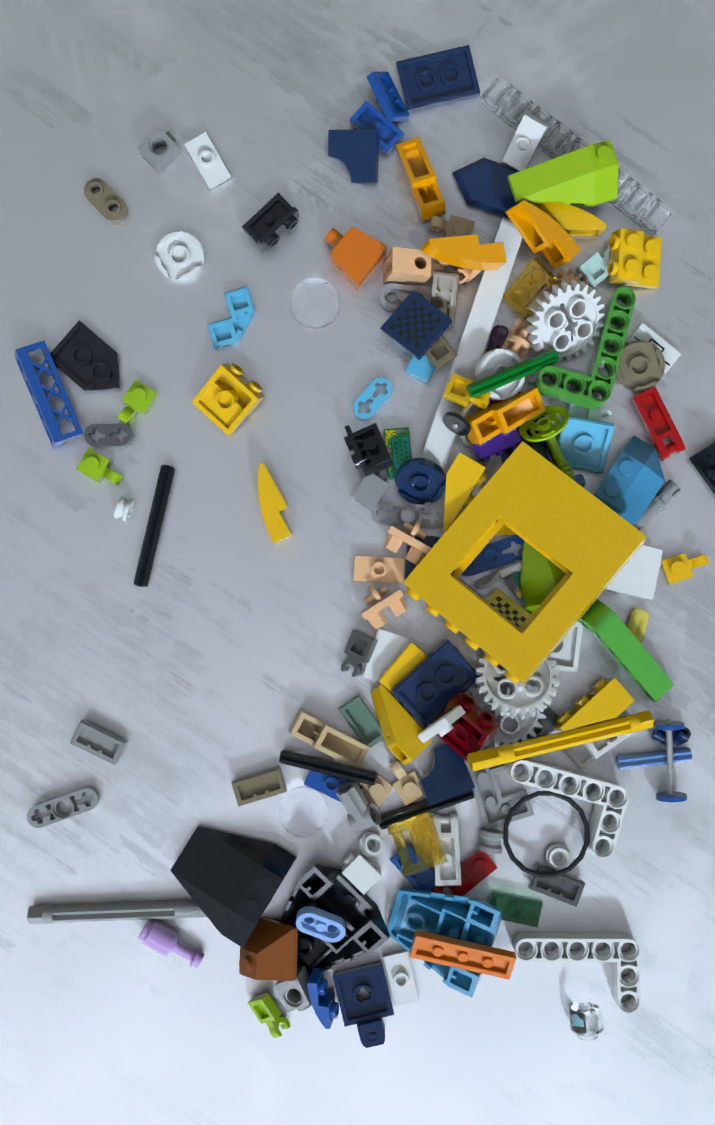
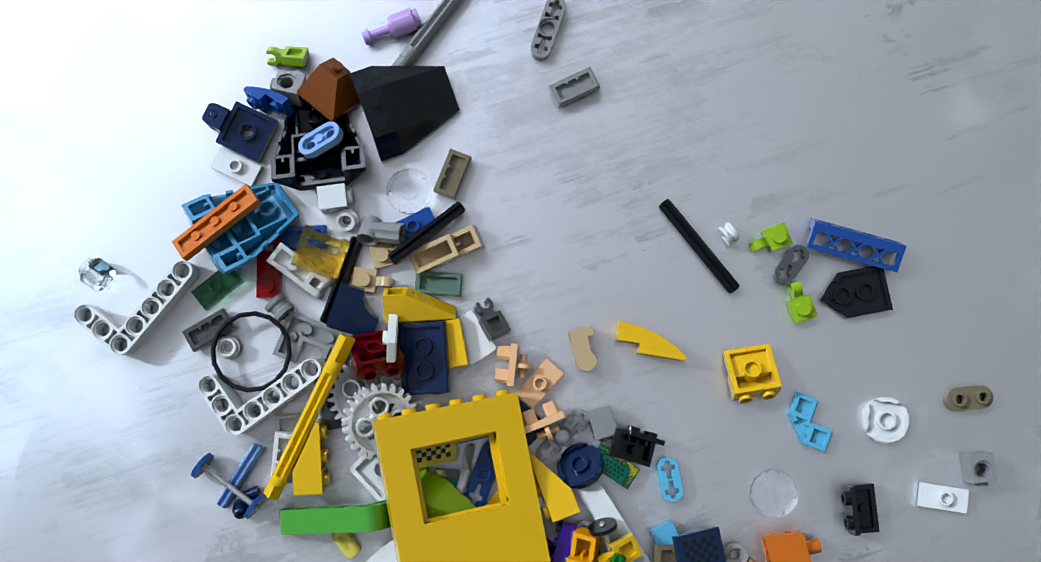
camera: 125 degrees right, 5 degrees down
(327, 549) = (583, 357): none -> tan leg

